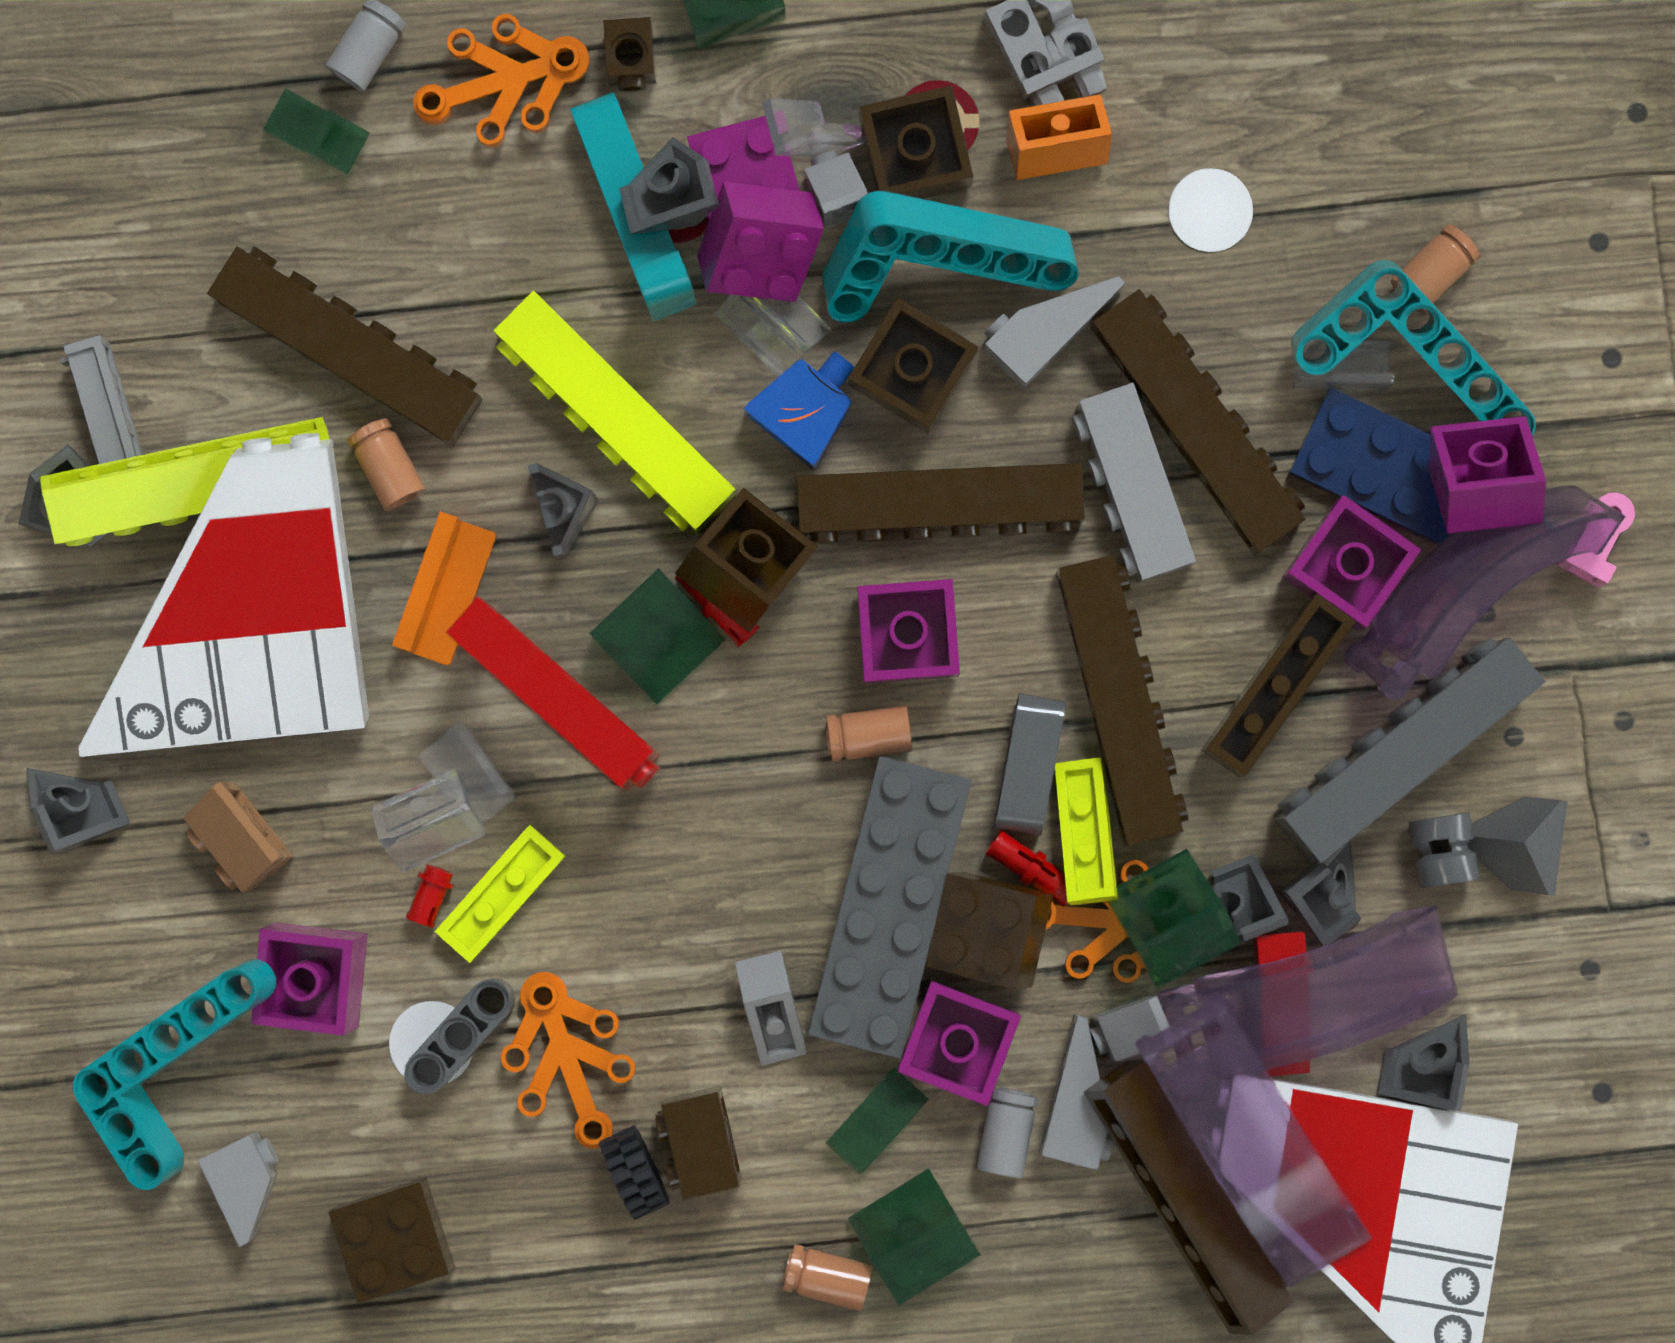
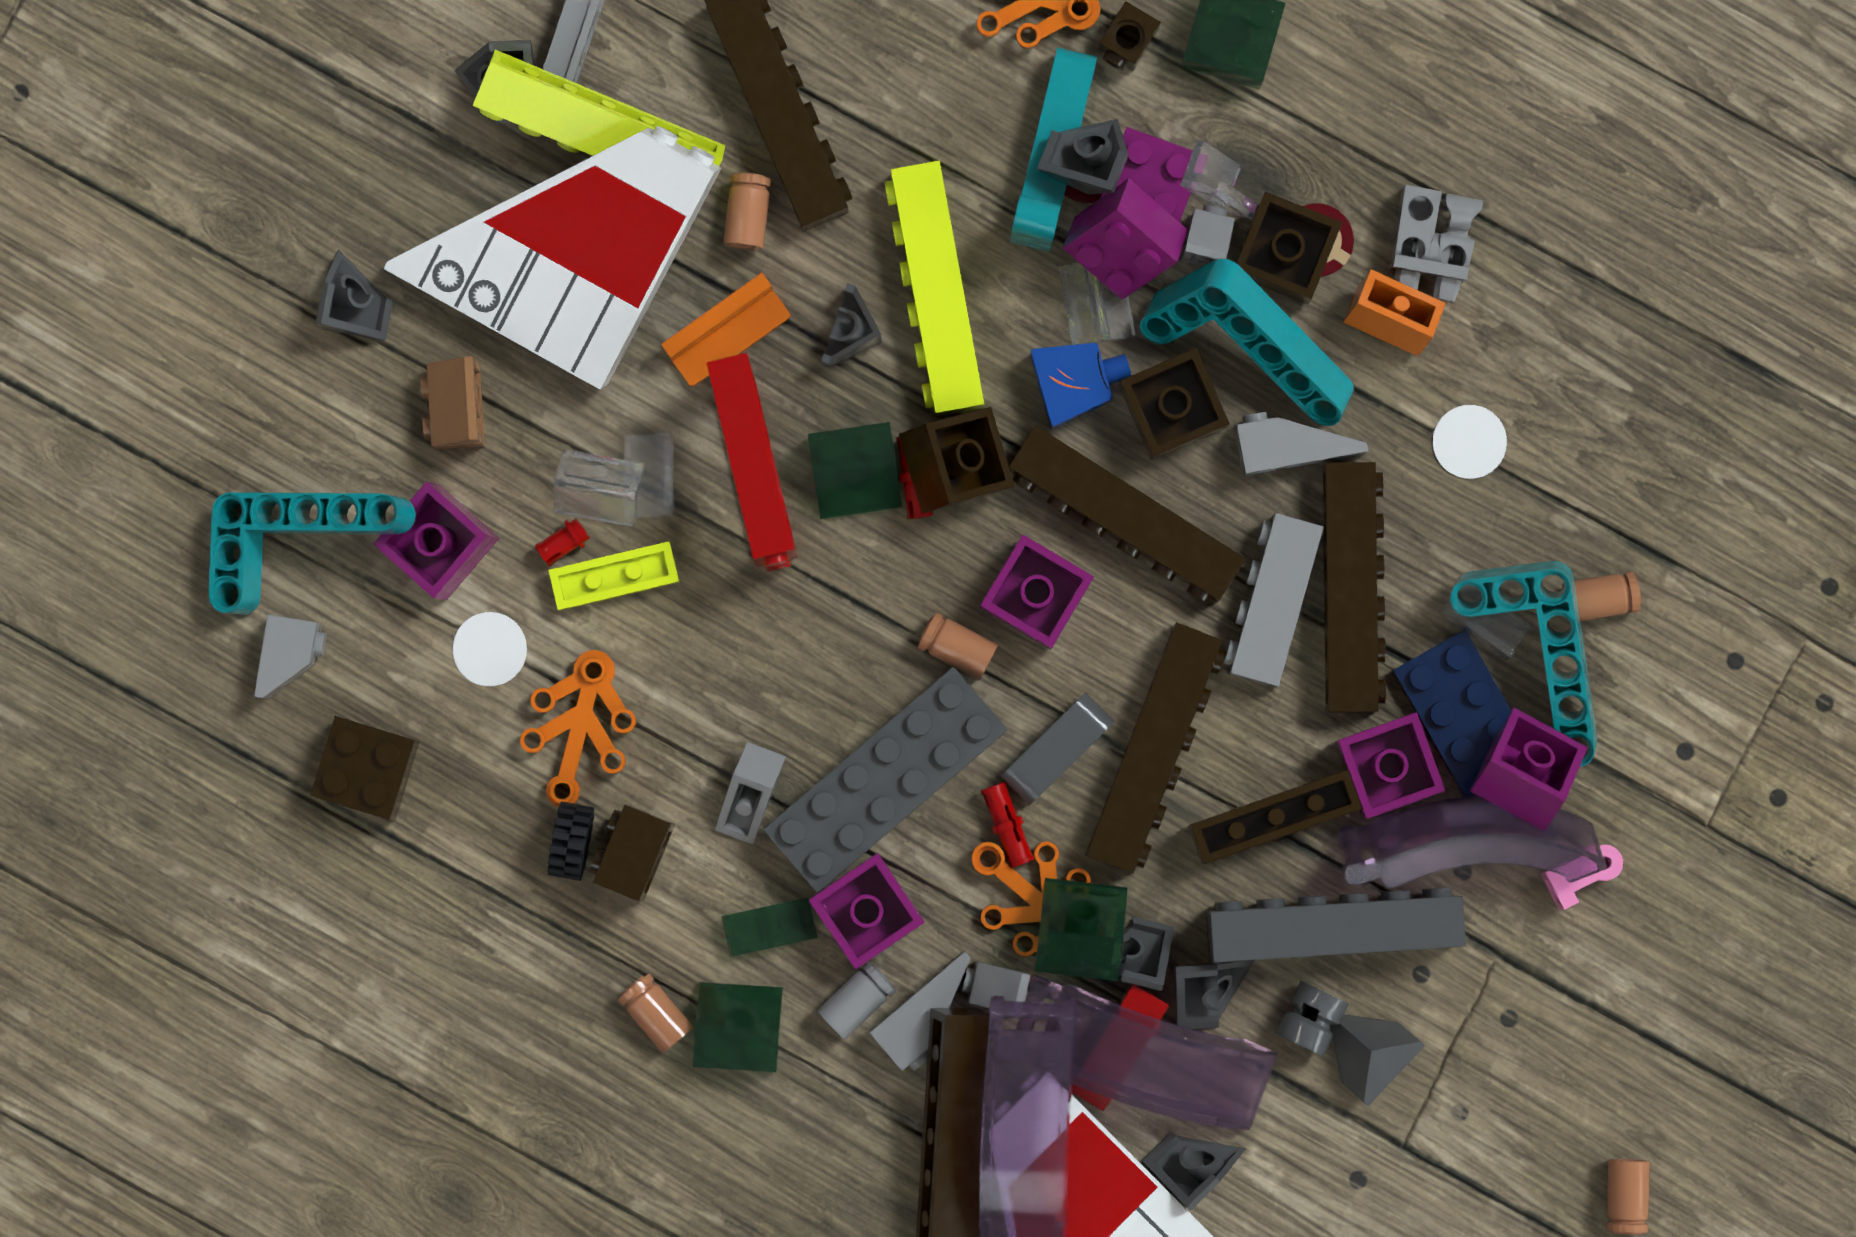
camera: 35 degrees right, 0 degrees up
(440, 1048) = (494, 653): dark grey beam -> none
(989, 930) = (945, 846): dark brown brick -> none
(1085, 831) = (1063, 824): neon yellow plate -> none

